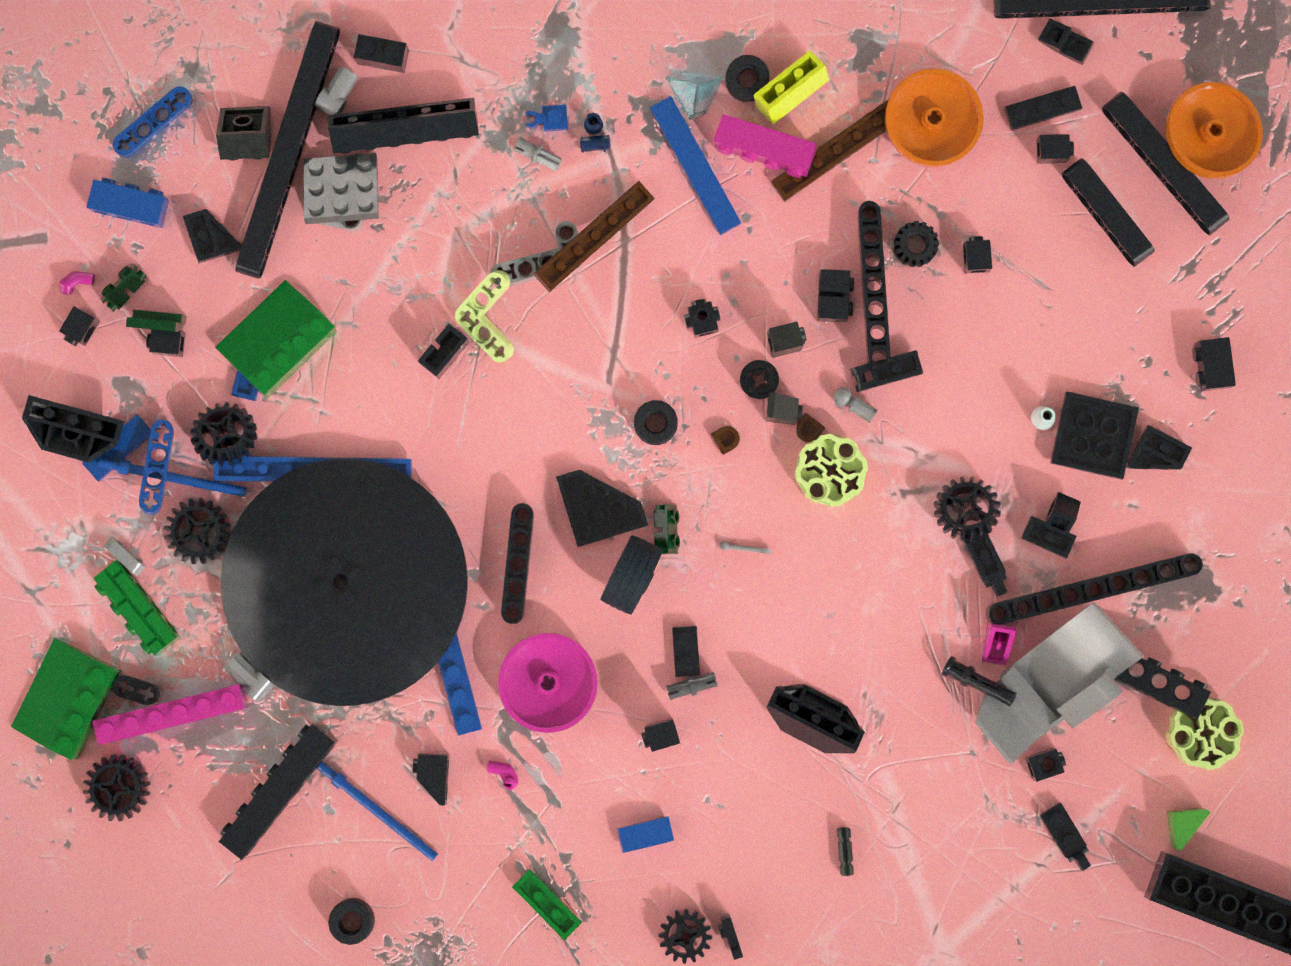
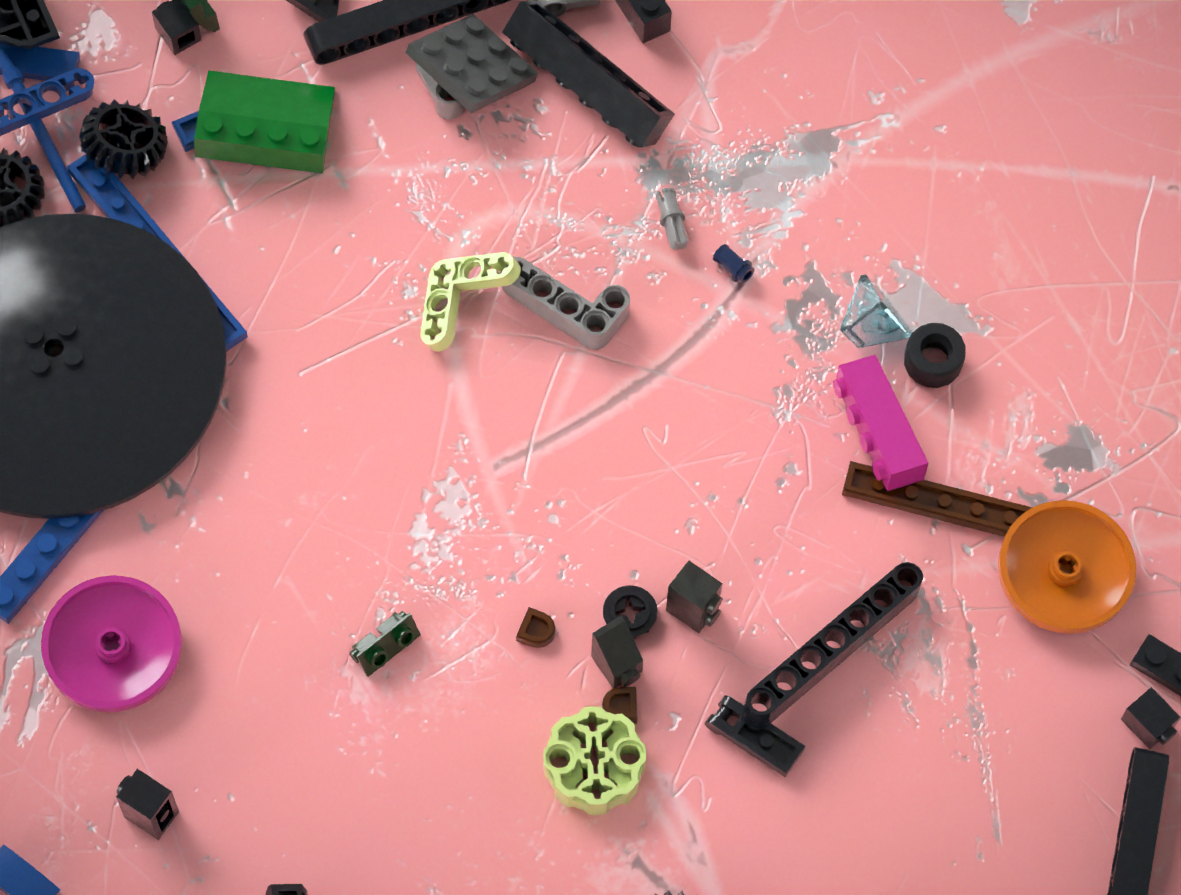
camera: 45 degrees right, 20 degrees down
(451, 346) = (373, 285): black piece -> none
(517, 551) = (226, 504): black beam -> none
(552, 118) = (720, 207): blue plate -> none
(593, 129) = (751, 244): dark blue pin -> none
(593, 236) = (634, 327): reddish brown tile -> none
(597, 508) = (348, 555): black plate -> none
(631, 575) = (301, 631): black wheel -> none
(645, 411) = (491, 521): black tyre -> none
(686, 651) = (265, 766): black plate -> none
(691, 686) = (230, 800): dark grey pin -> none
(695, 165) = (798, 378): blue tile -> none
(702, 327) = (643, 500): black brick -> none
(725, 546) = (418, 718): light grey hinge -> none
(791, 87) = (965, 401): neon yellow brick -> none
(834, 295) = (782, 621): black piece -> none
(843, 397) = (687, 712): light grey pin -> none
(926, 233) = (918, 638): black tyre -> none
(977, 255) = (963, 730): black brick -> none

